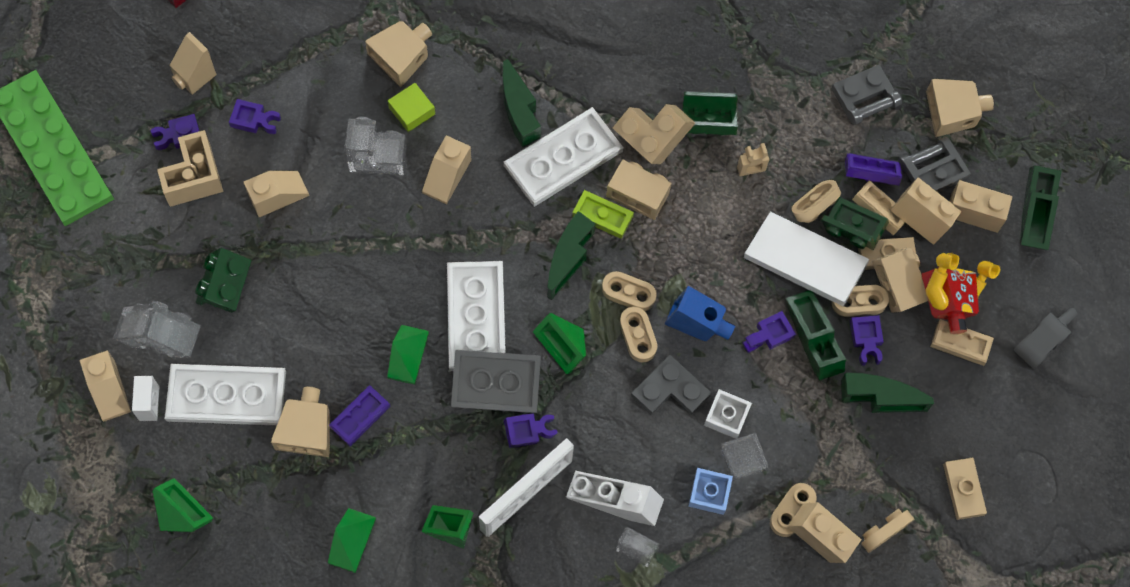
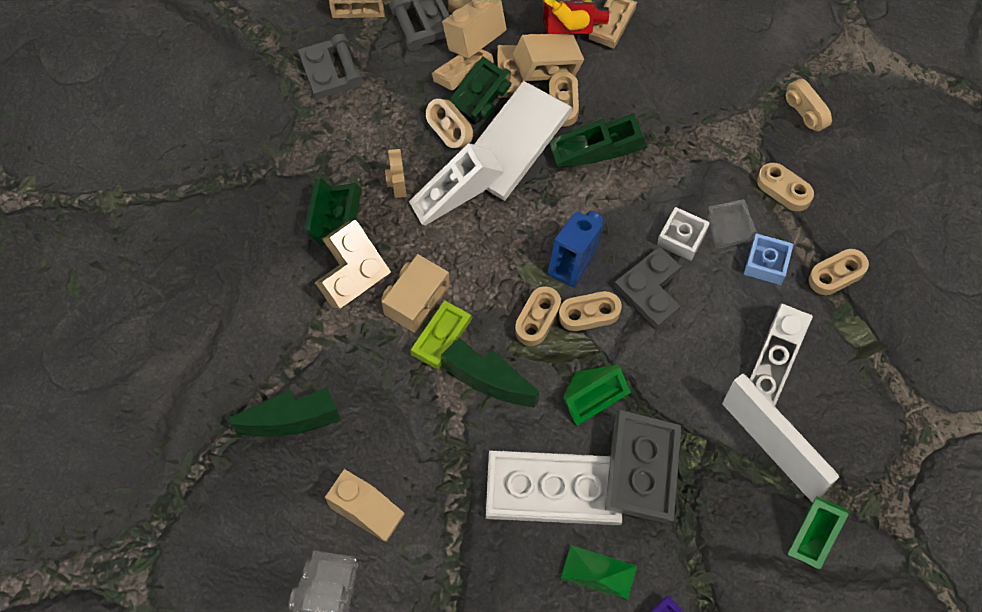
camera: 80 degrees left, 5 degrees down
(399, 50) = (186, 555): tan torso -> none
(411, 107) = (269, 546): lime piece -> none
(524, 429) = (699, 440): dark purple plate -> none
(563, 156) = (361, 374): white tile -> none
(637, 547) = (836, 332): clear piece -> none
(703, 555) = (836, 273): none -> tan plate
(750, 211) = (456, 183): none -> white slope
(772, 331) = (595, 181): dark purple plate -> none
(824, 532) = (818, 154): tan brick -> none
(867, 334) = (601, 97): dark purple plate -> none
(873, 169) = (418, 69): dark purple plate -> none
(883, 393) = (666, 92): dark green slope -> none
(965, 488) = (760, 39): tan plate -> none

